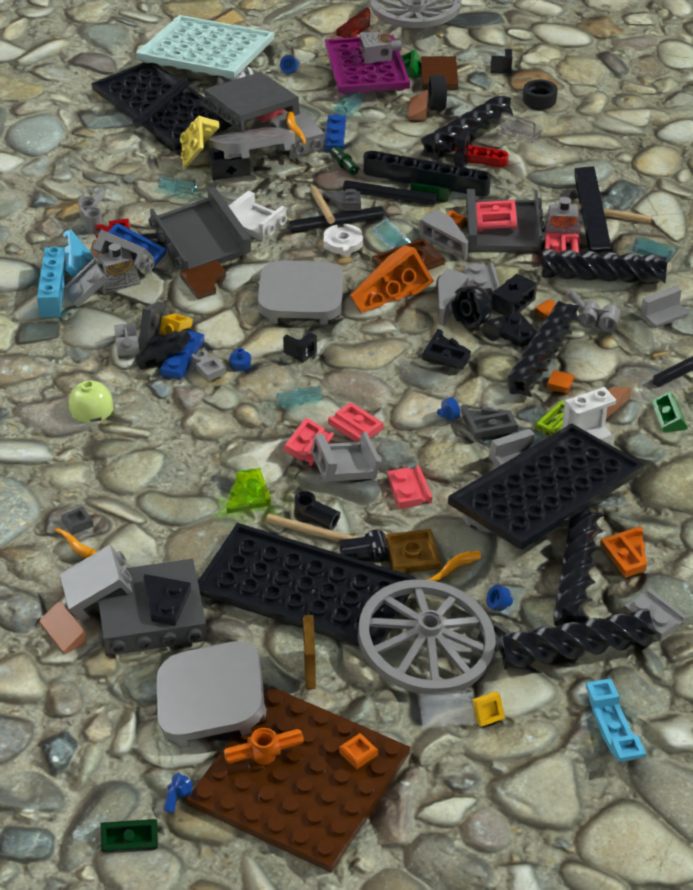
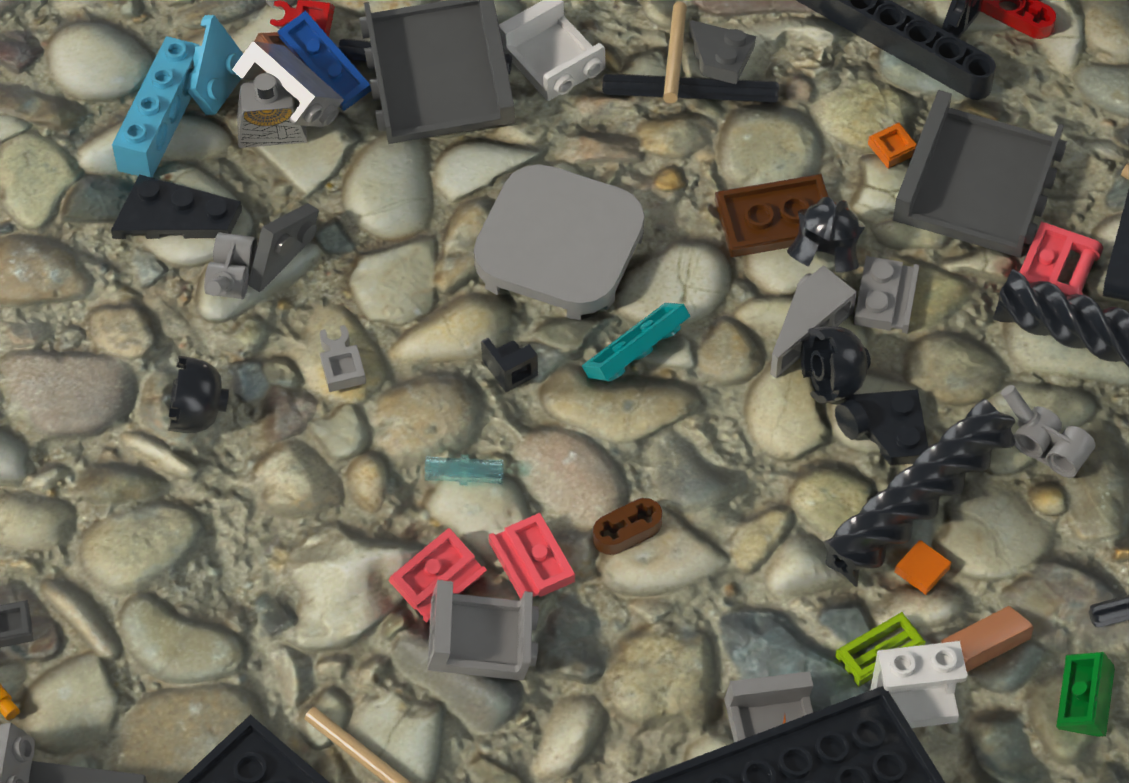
camera: 20 degrees right, 15 degrees up
(76, 325) = (169, 208): none -> black wing
(85, 283) = (208, 127): light grey plate -> none
(90, 401) = (123, 383): yellowish green cylinder -> none
(136, 394) = (196, 396): none -> black cylinder
(163, 346) = (281, 300): black wing -> none
(174, 322) = (320, 254): yellow bracket -> none
(178, 363) = (302, 328): blue plate -> none
(202, 278) = (410, 161): reddish brown tile -> none
(240, 360) = (400, 360): blue tile -> none
(248, 491) = (298, 651): clear neon green wing -> none
(308, 509) = (388, 731): black piece -> none
(343, 239) = (681, 157): white plate -> none
(364, 323) = (636, 342): none -> teal plate
(390, 234) = (770, 150): clear light blue slope -> none
(391, 192) = (808, 51): black axle -> none
(393, 279) = (724, 260): orange wedge -> none
(395, 403) = (627, 526): none -> reddish brown beam
(409, 487) = (566, 720): coral plate -> none
(442, 192) = (882, 65): dark green slope -> none
(442, 254) = (828, 229): none -> black helmet
(444, 232) = (857, 165): light grey slope -> none
(446, 352) = (751, 444): black wing -> none
(449, 409) = (700, 576): blue tile -> none
(489, 422) = (757, 622): dark grey wing -> none
(496, 211) = (970, 151): coral plate -> none
(514, 295) = (921, 353): black brick -> none
(544, 309) = (967, 395): orange tile -> none
(562, 217) = (1081, 208): light grey torso -> none

